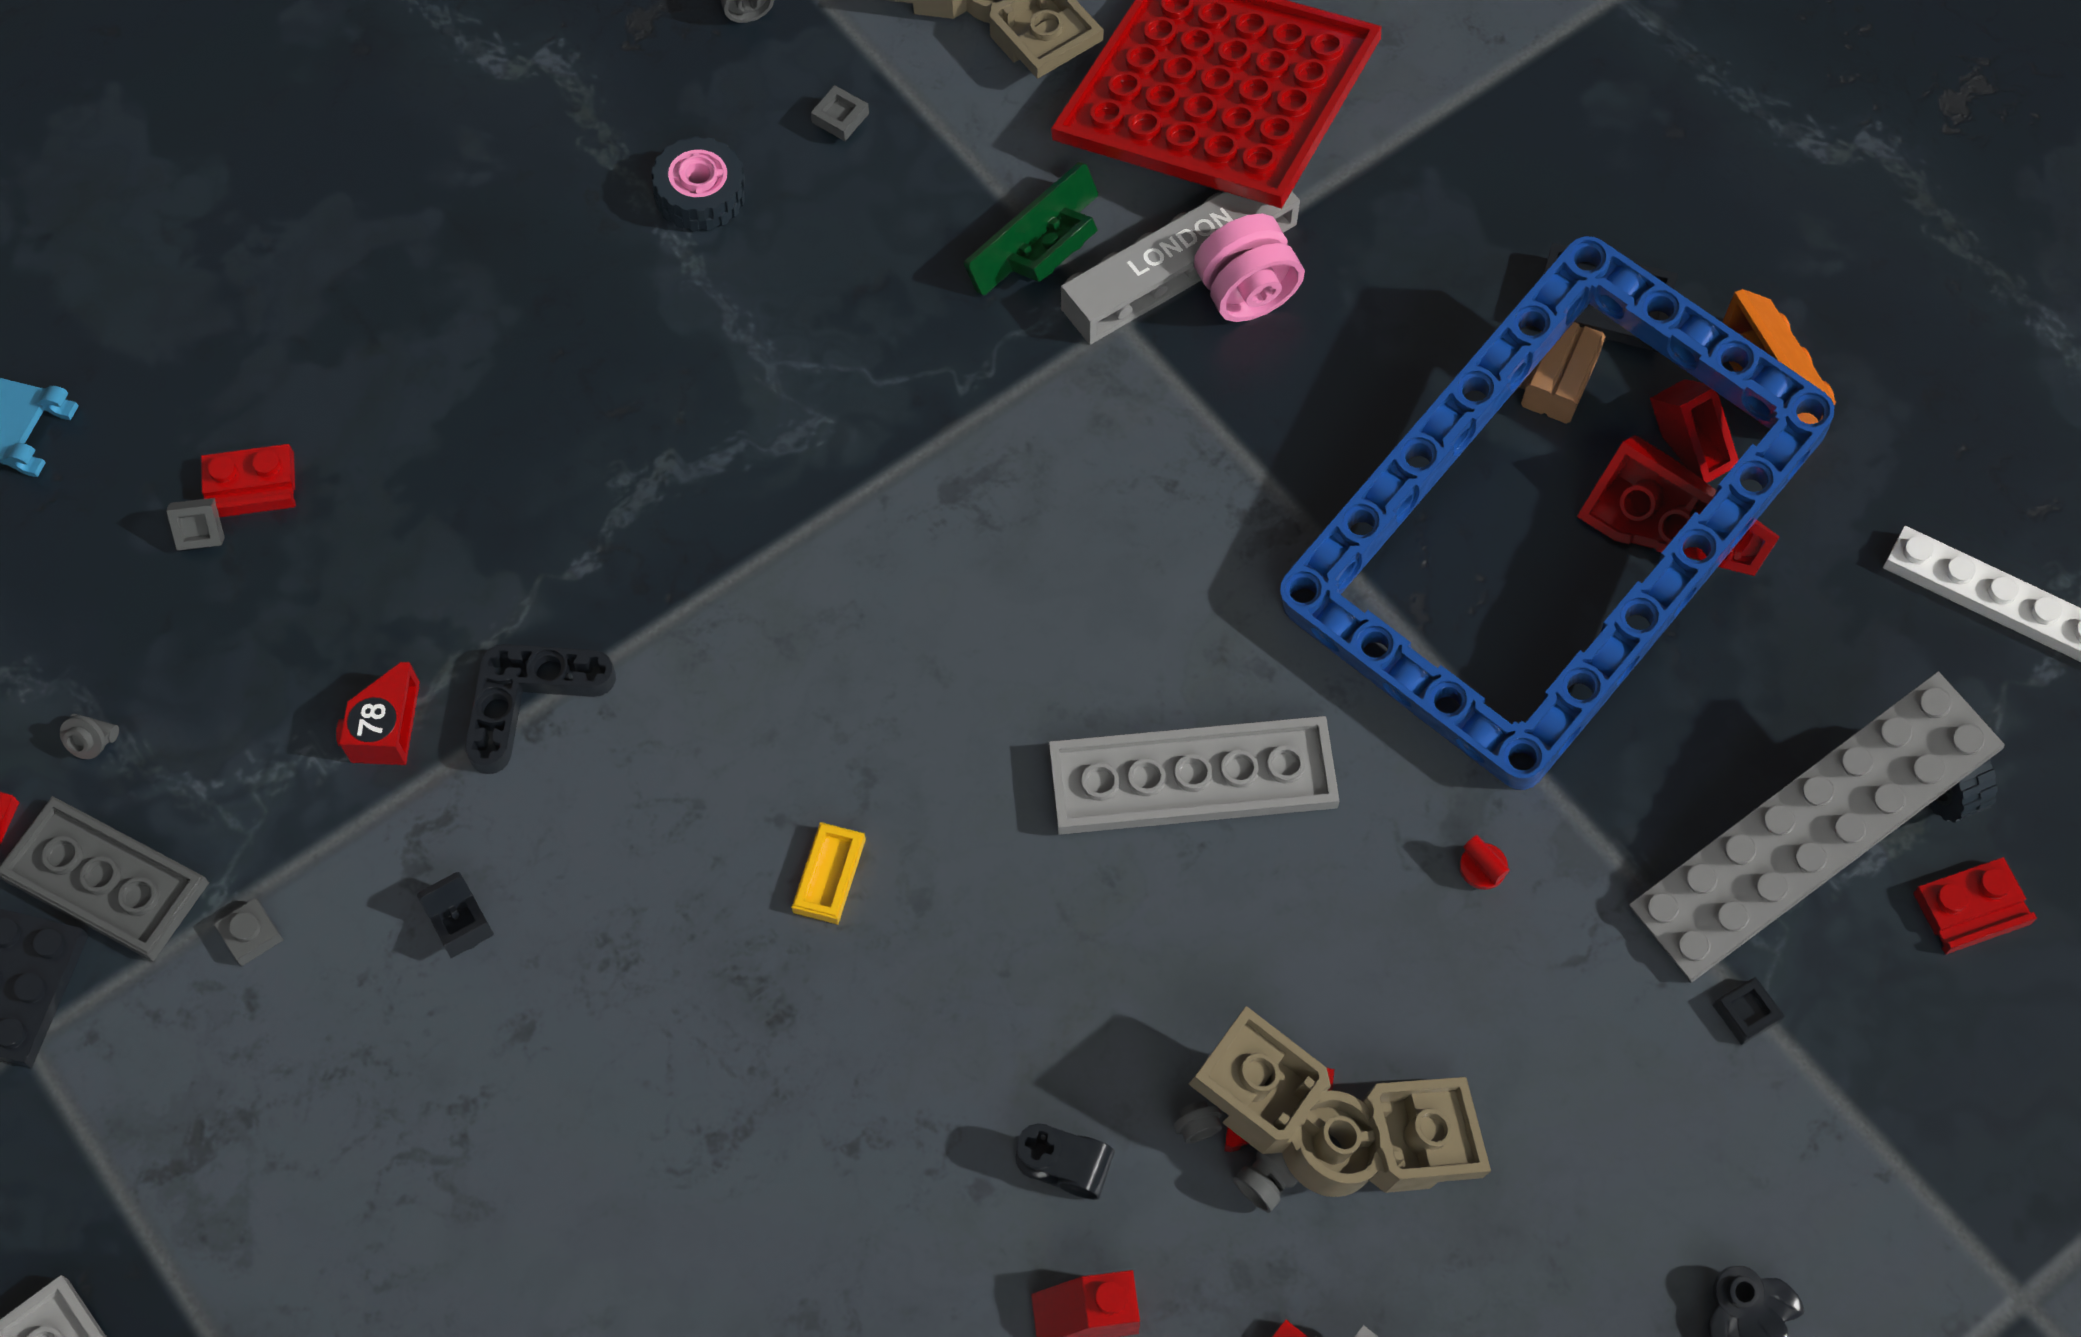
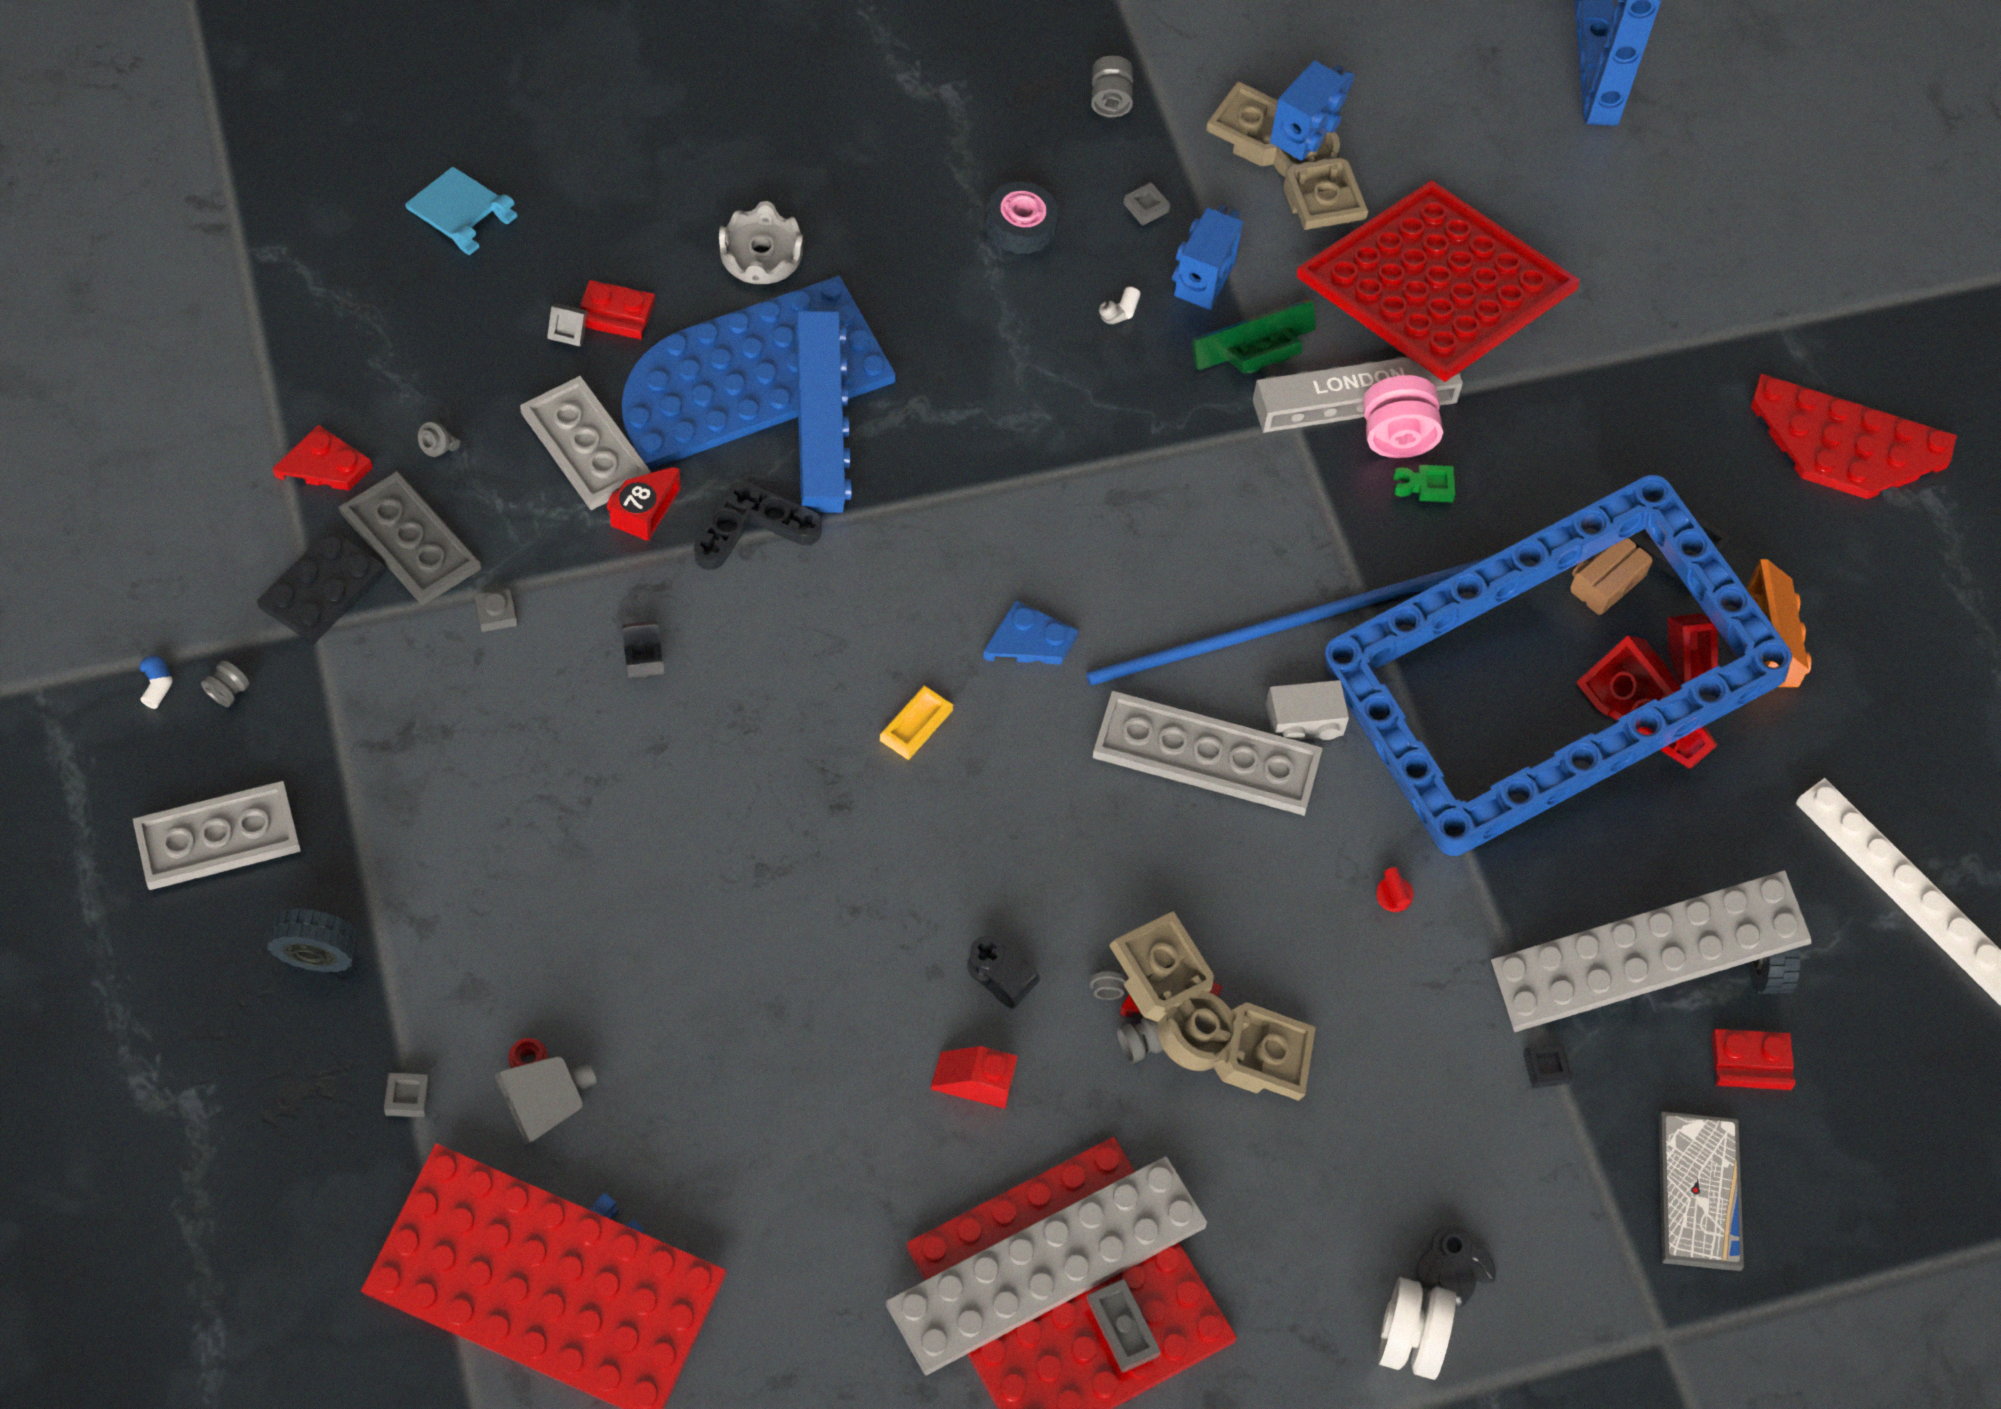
camera: 15 degrees right, 5 degrees down
(275, 667) = (583, 441): none -> light grey plate
(391, 311) = (764, 229): none -> light grey plate
(446, 501) = (738, 374): none -> blue plate
(555, 521) = (820, 411): none -> blue brick
(863, 257) = (1122, 311): none -> arm
(922, 708) = (1031, 637): none -> blue wing
(940, 153) = (1208, 256): none -> blue brick
(1229, 559) = (1273, 625): none -> blue piece
(1288, 676) = (1307, 710): none -> light grey brick
(1310, 334) = (1430, 482): none -> green plate
(1751, 110) = (1848, 442): none -> red plate
(1988, 1097) = (1700, 1191): none -> tile

